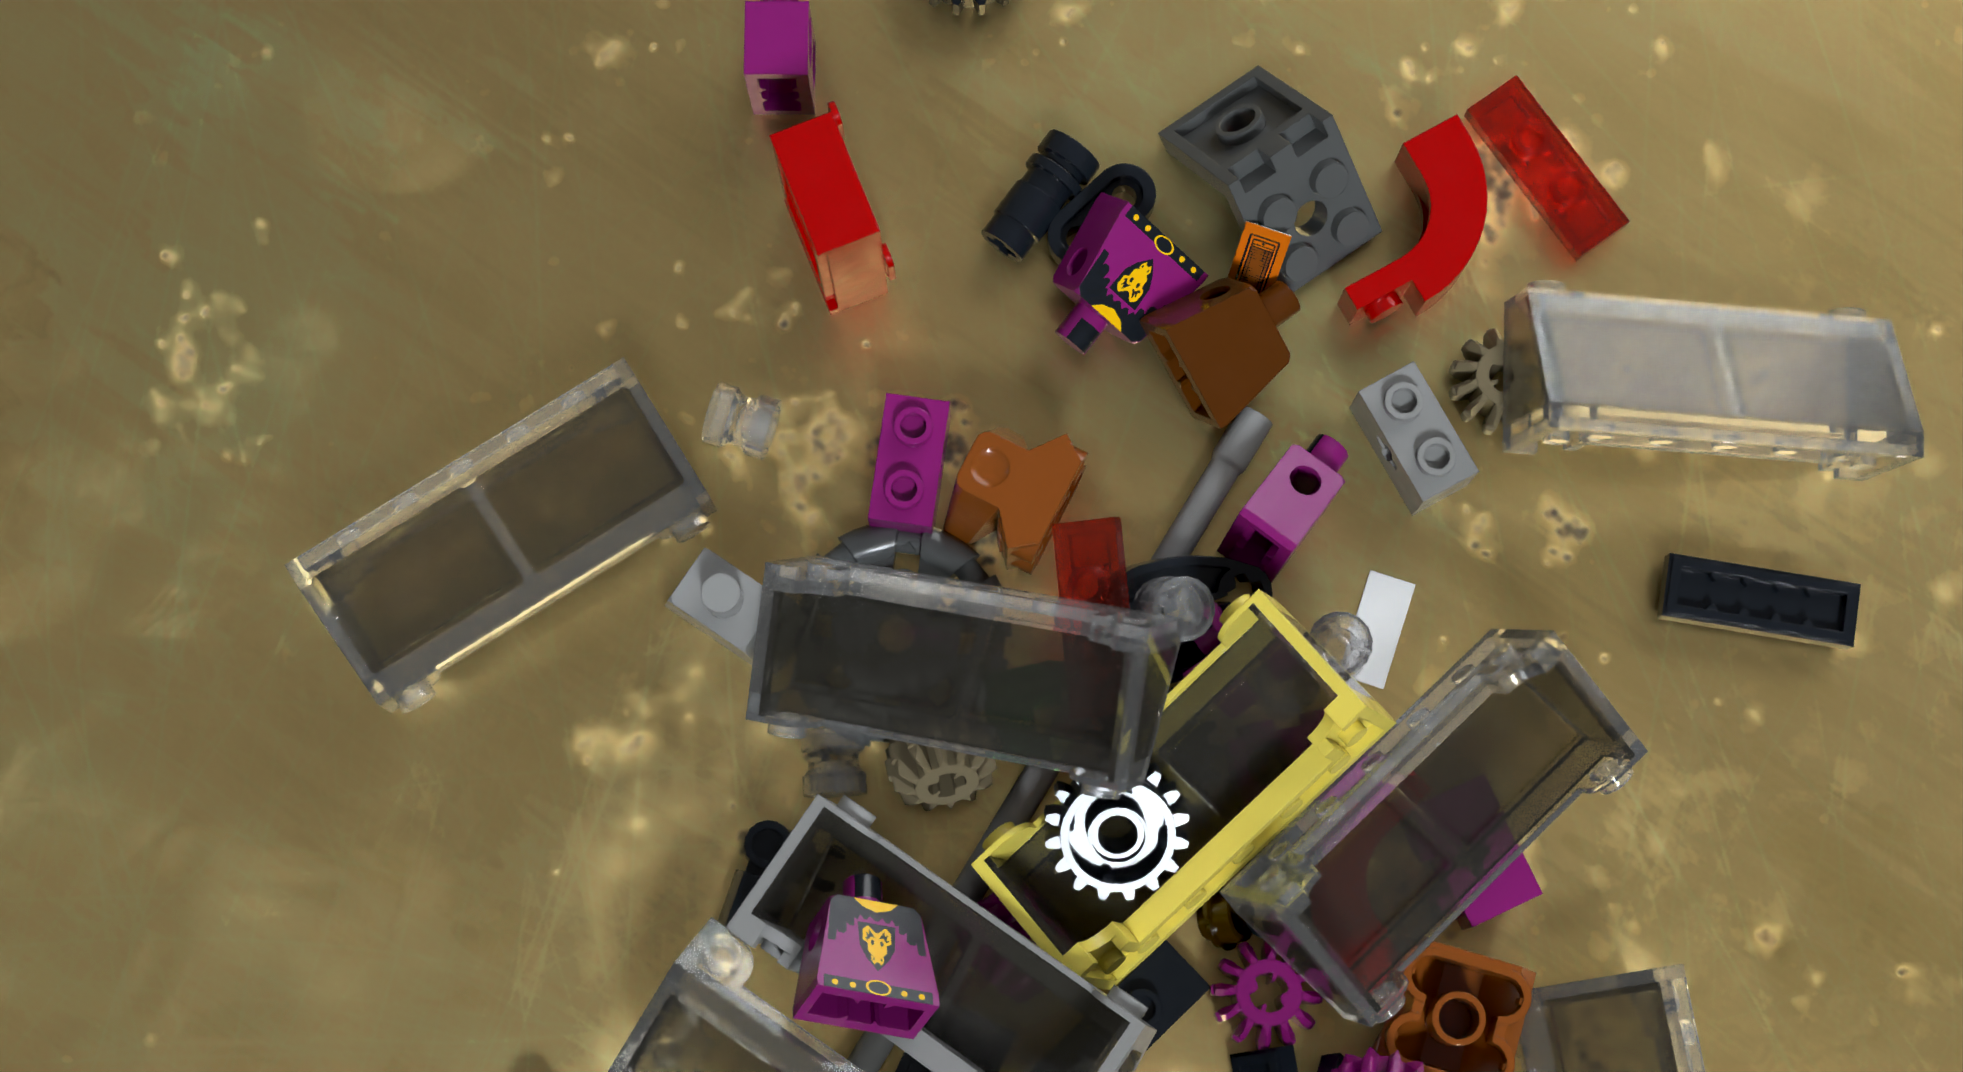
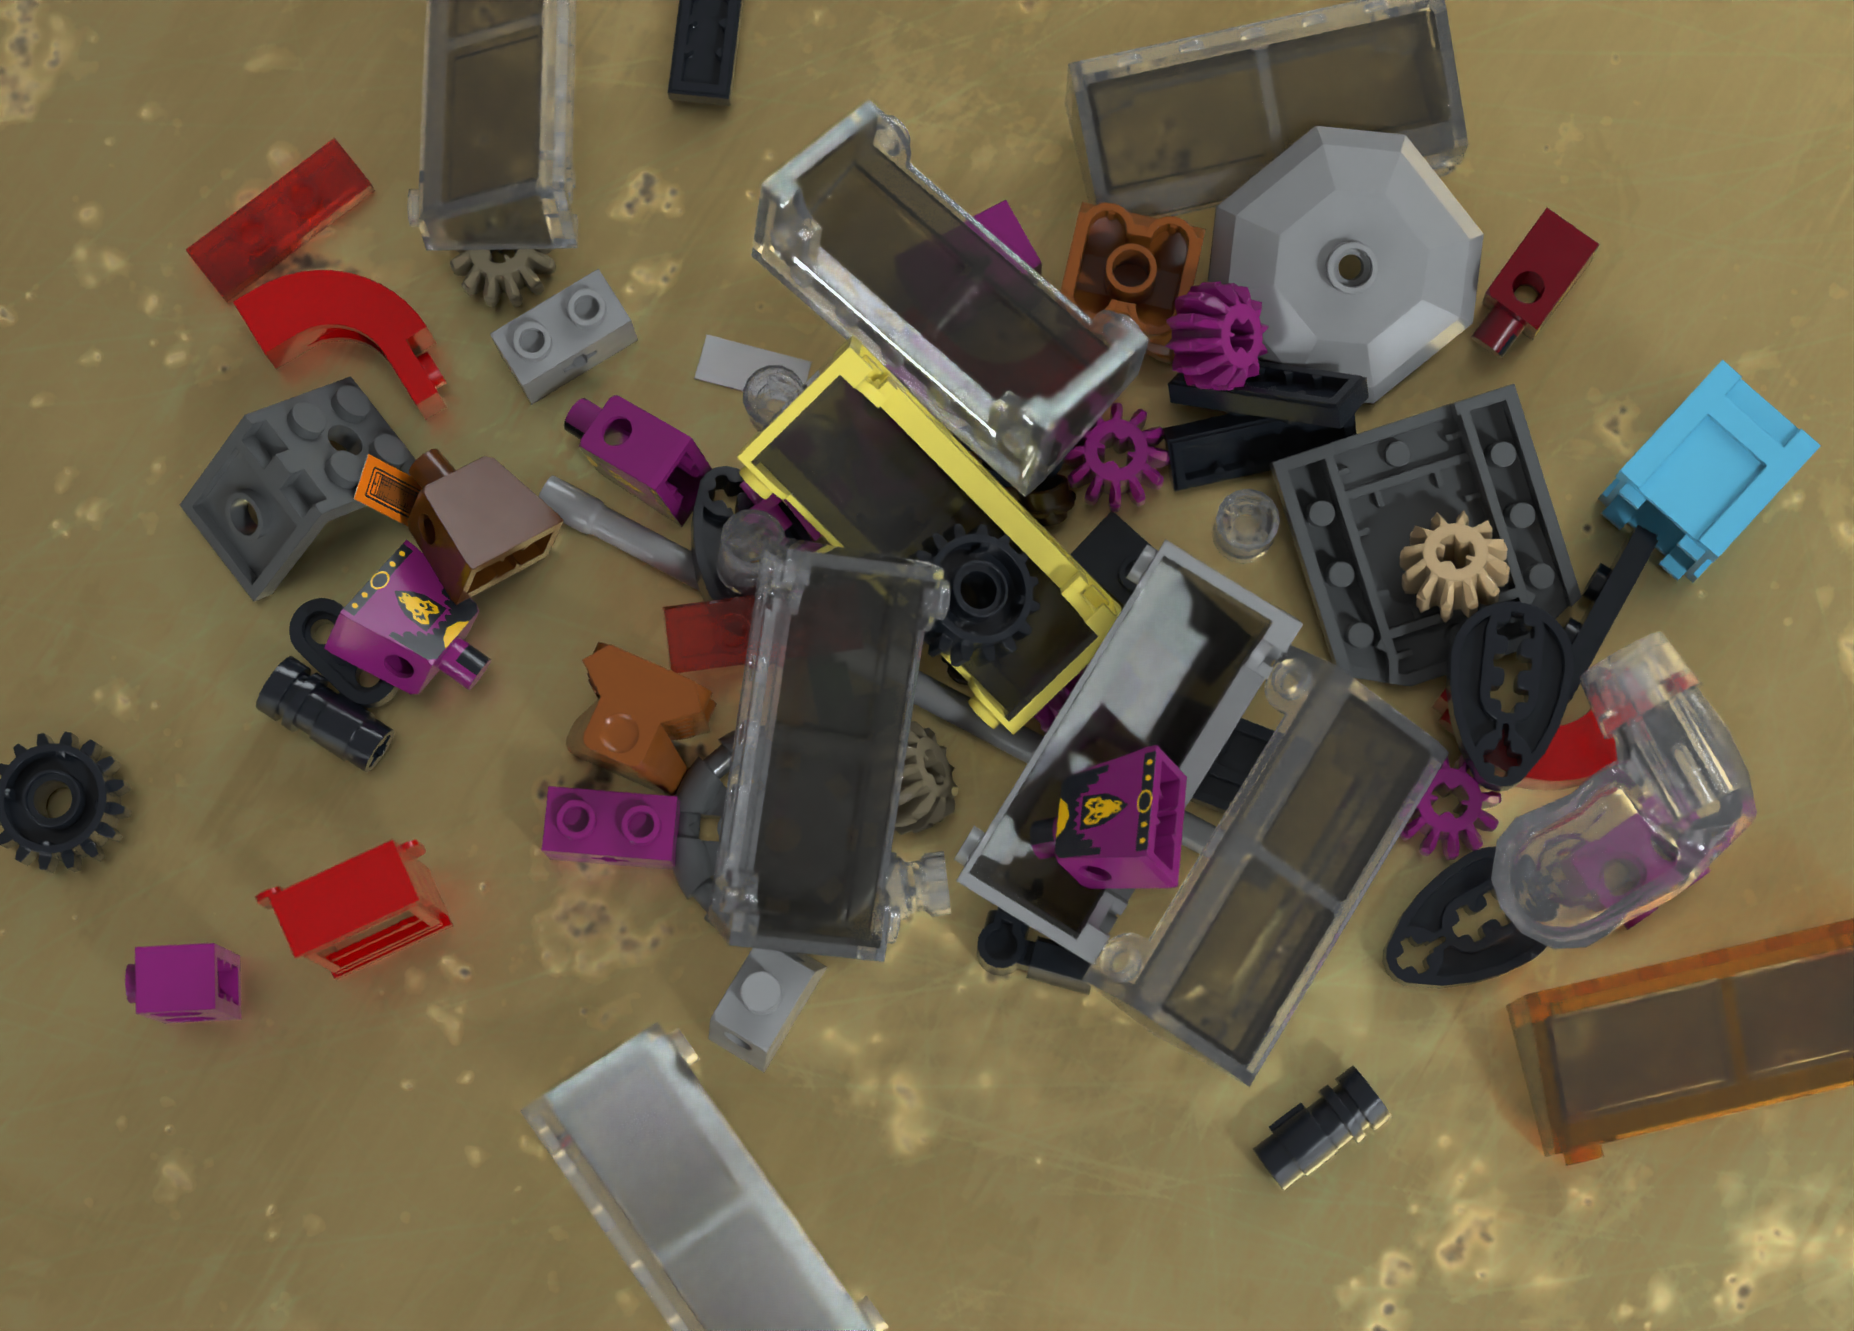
camera: 90 degrees left, 0 degrees up
(752, 424) = (574, 988): clear wheel -> none

